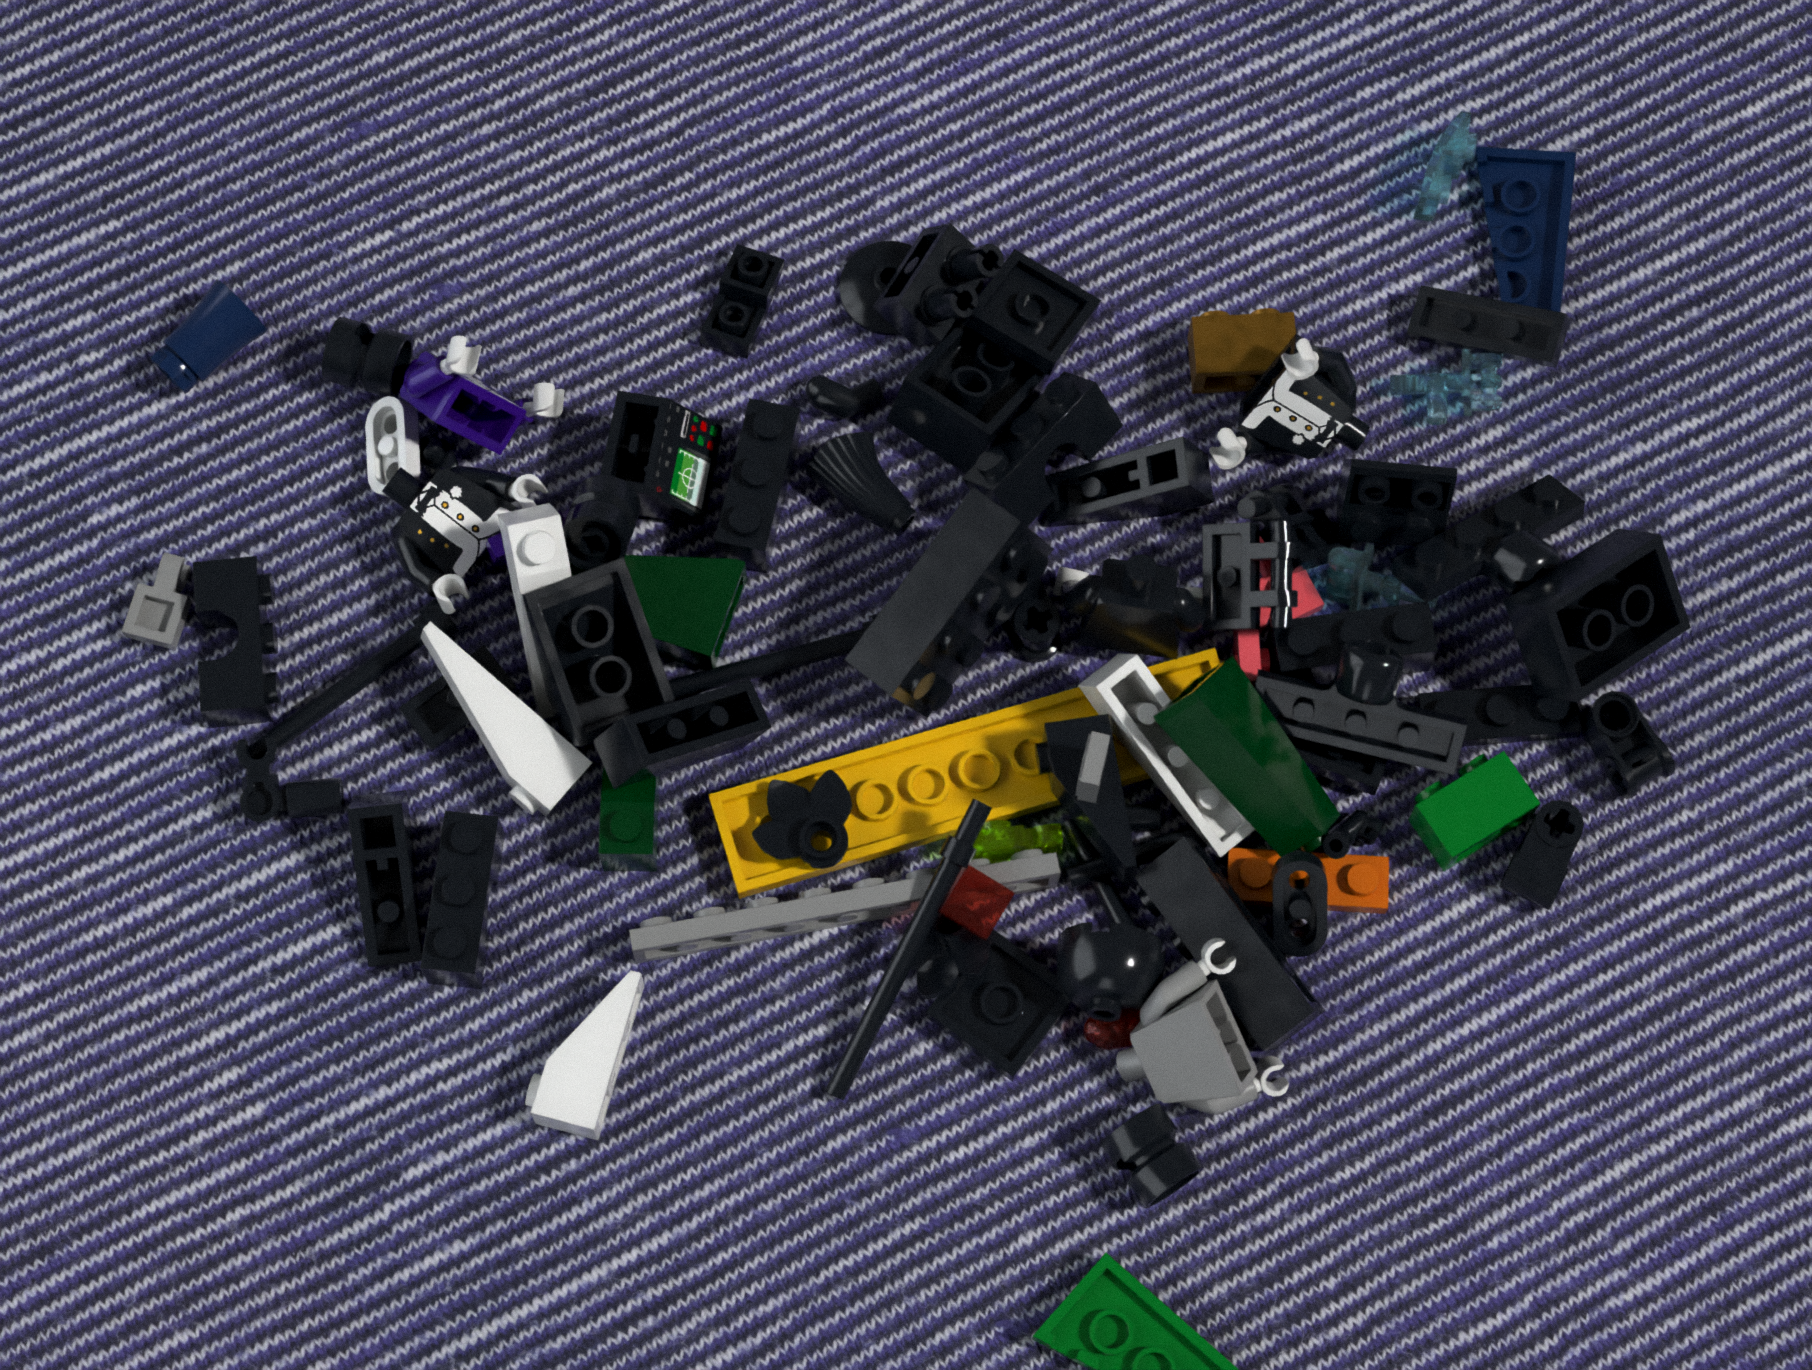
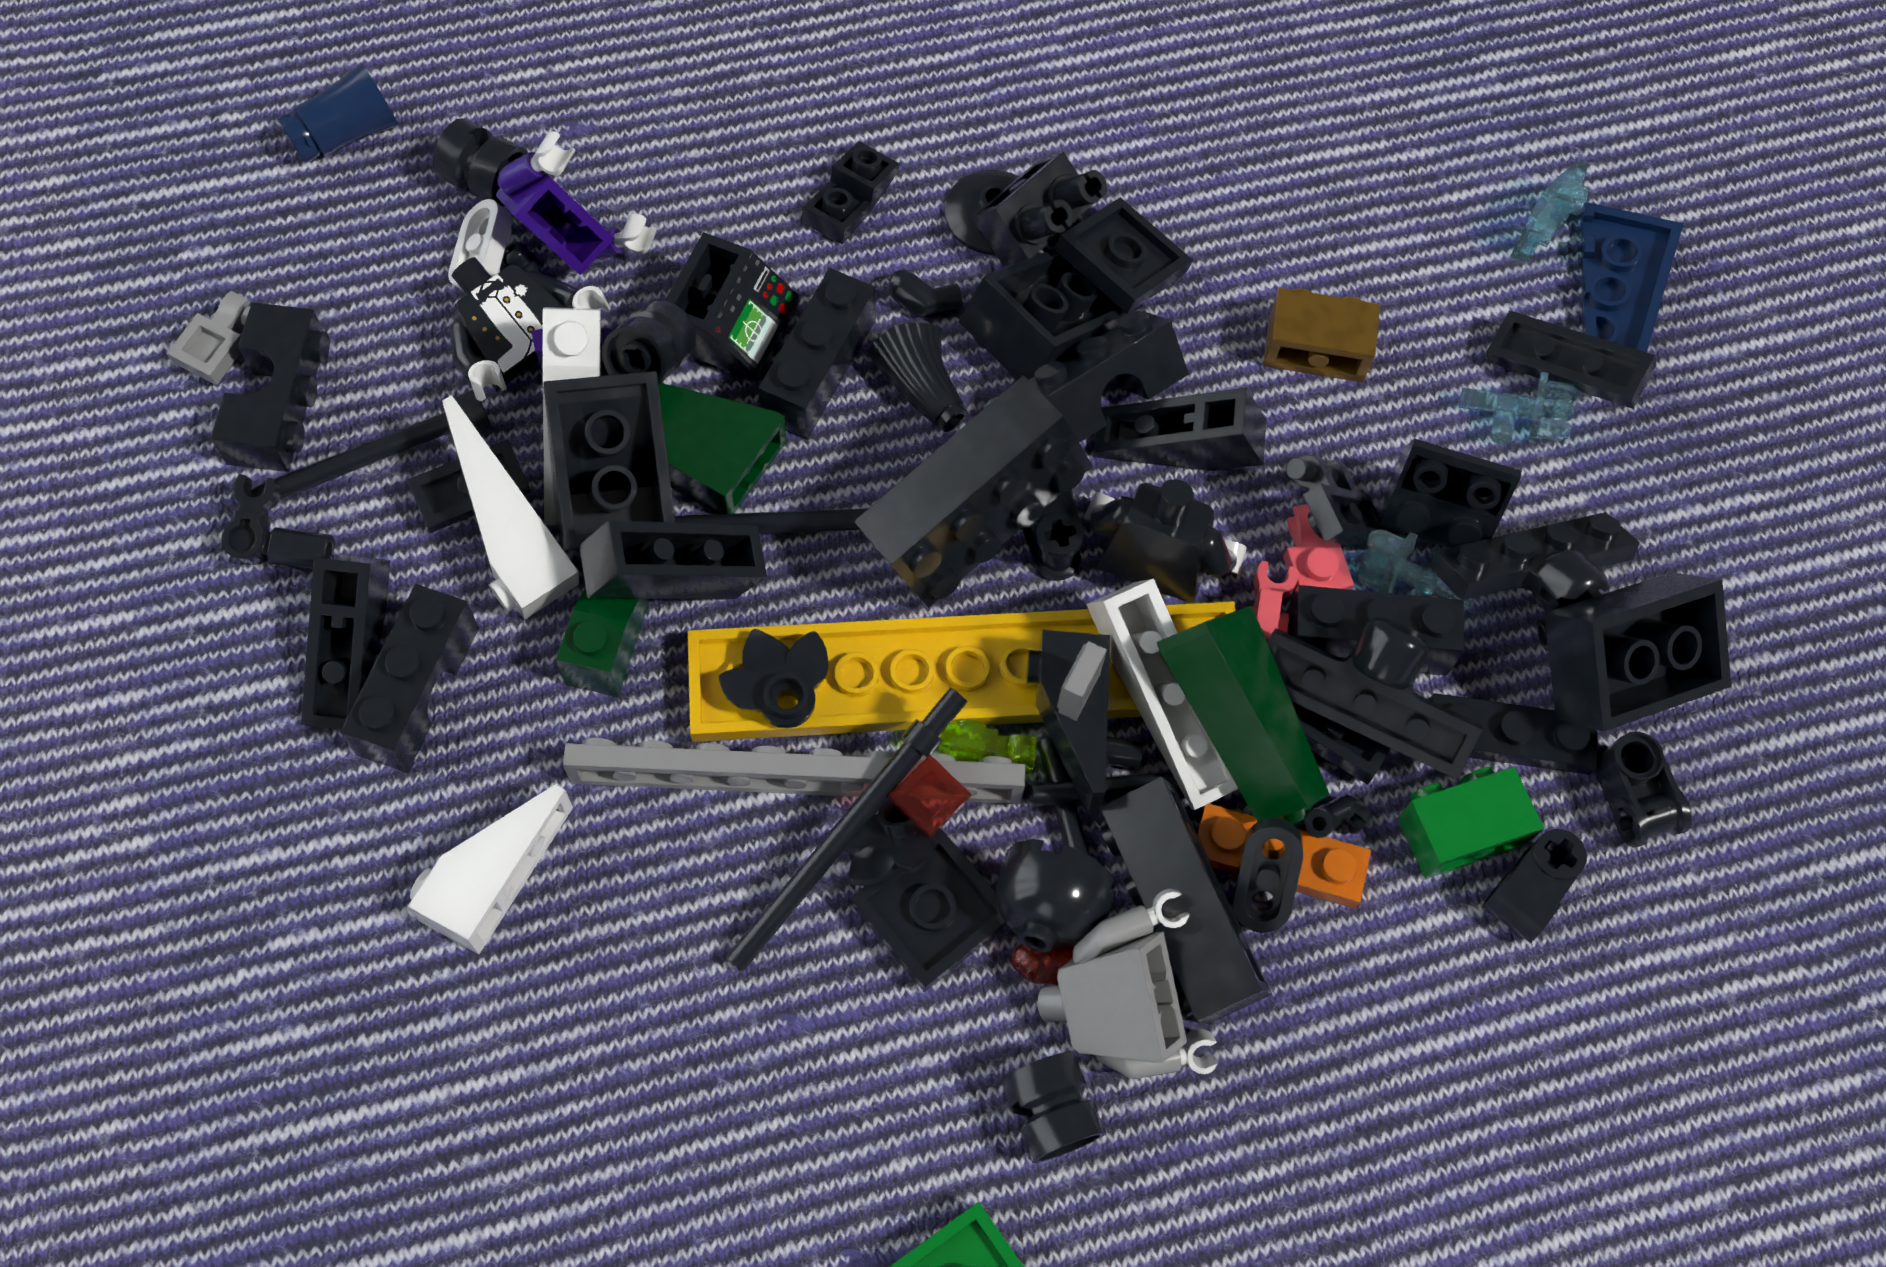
camera: 10 degrees right, 5 degrees down
(1233, 576) = (1269, 528): black plate -> none
(1295, 408) = (1366, 388): torso -> none

